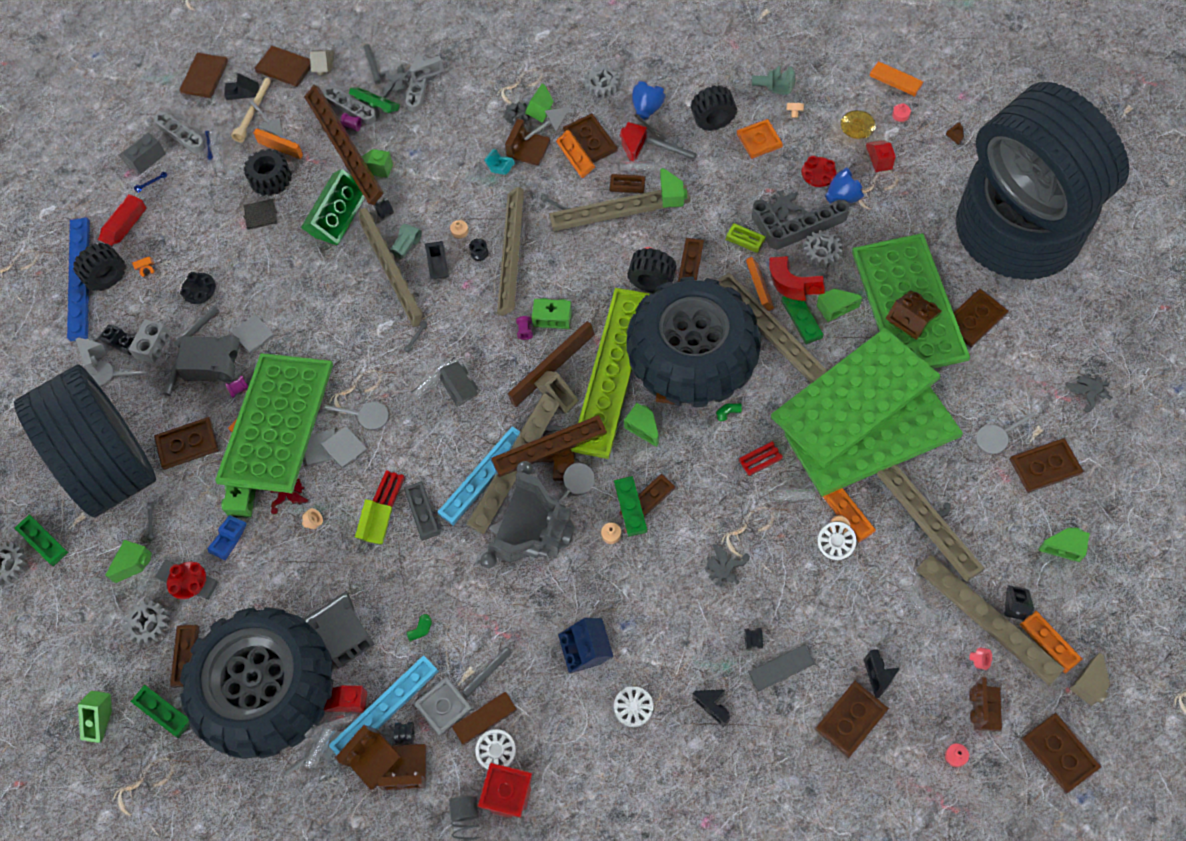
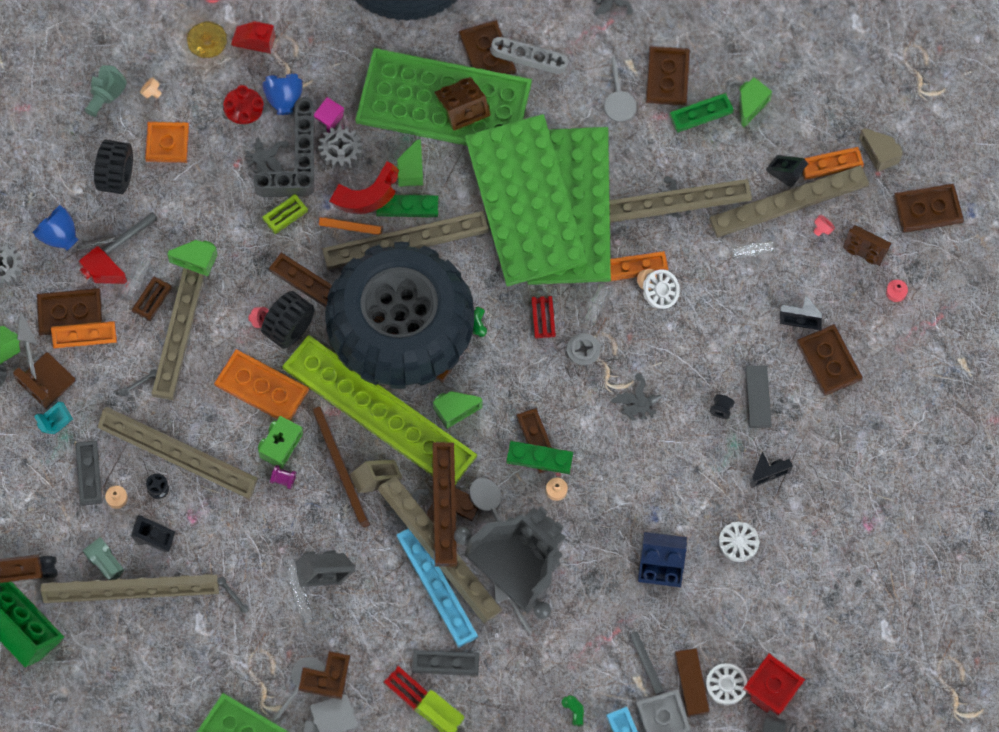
camera: 75 degrees left, 5 degrees up
(371, 431) = (326, 683): none -> reddish brown plate
(470, 204) = (88, 473): none -> dark grey tile
(593, 283) = (261, 386): none -> orange tile
(747, 493) = (587, 341): none -> light grey gear
(845, 228) = (329, 114): none -> dark pink panel
(987, 348) = (528, 58): none -> light grey beam
(1027, 506) = (701, 112): none -> green plate

